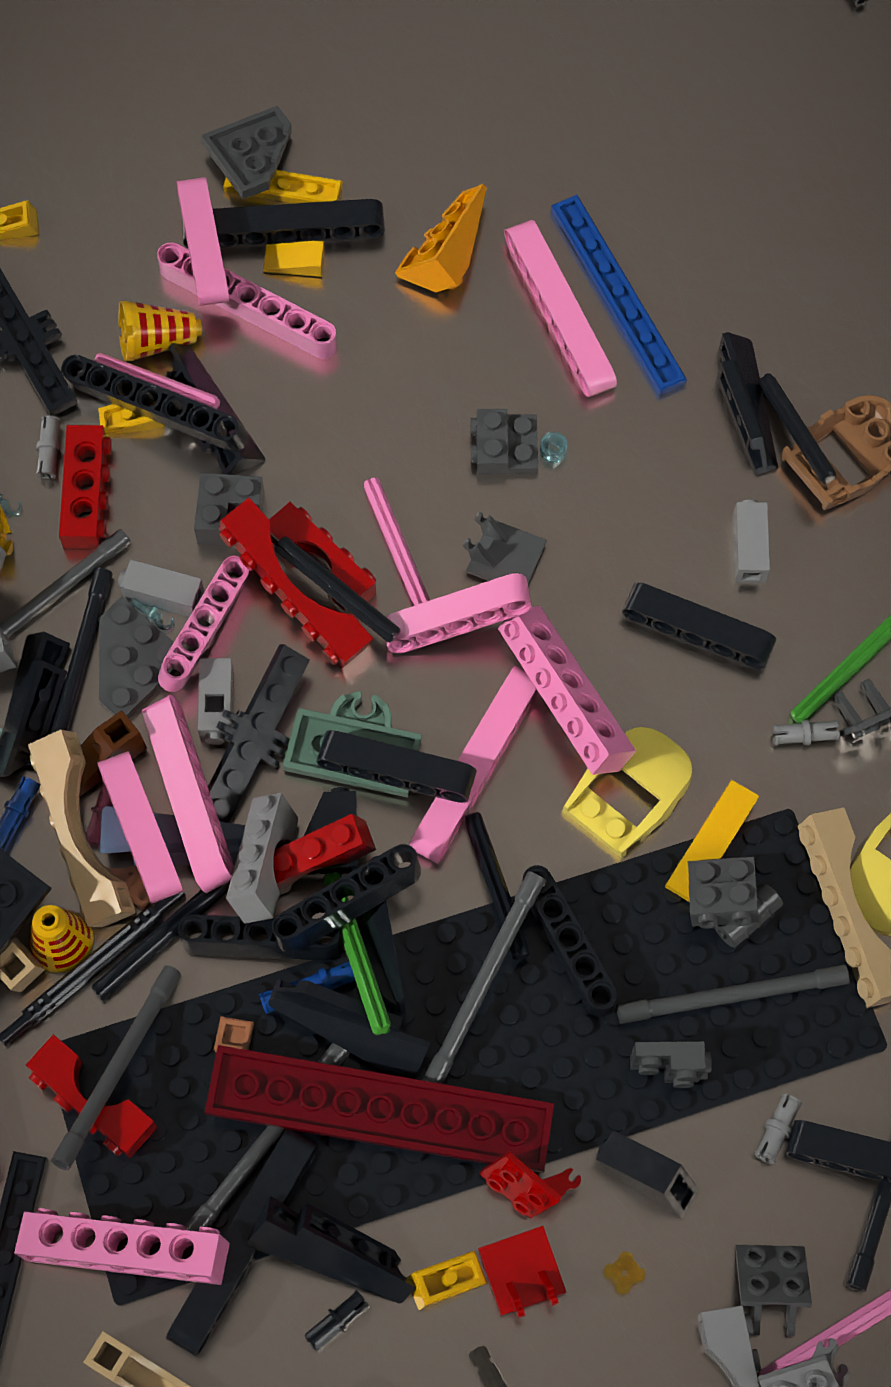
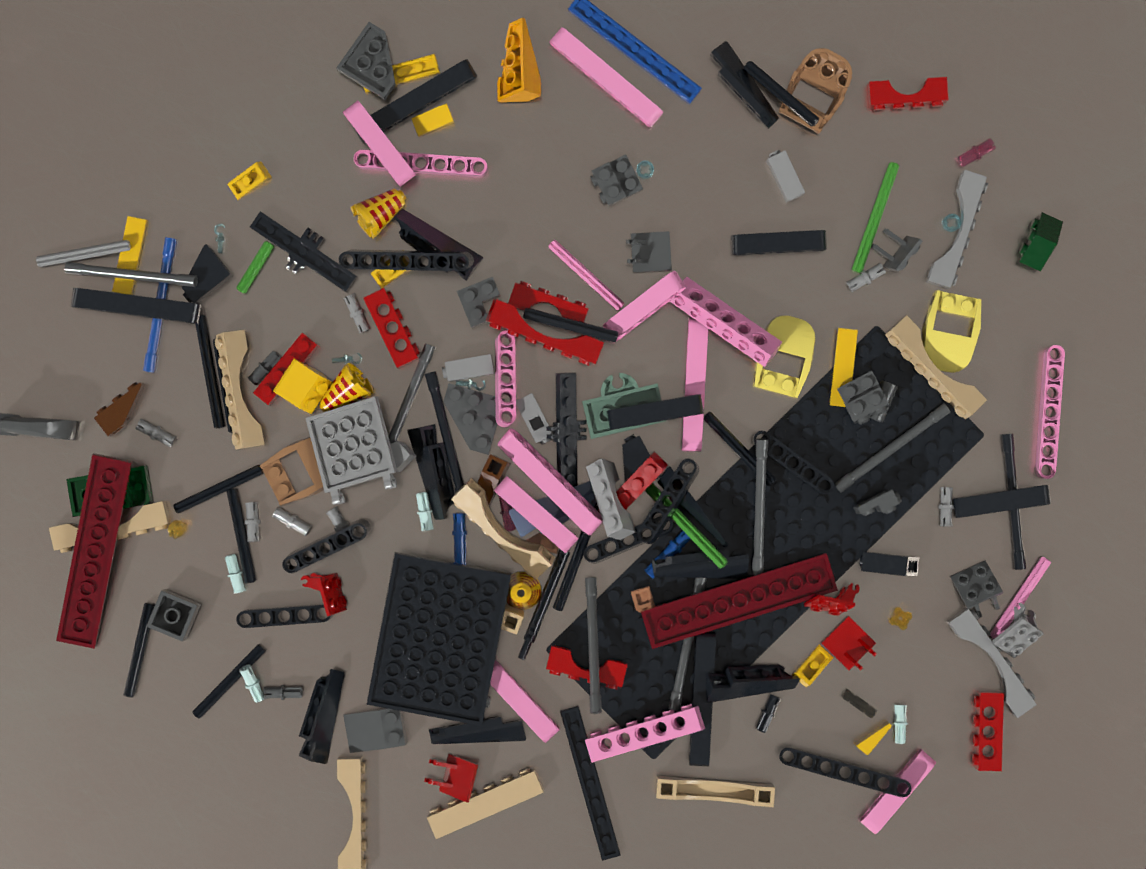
camera: 30 degrees left, 20 degrees up
(159, 380) = (398, 245): bright pink axle -> none

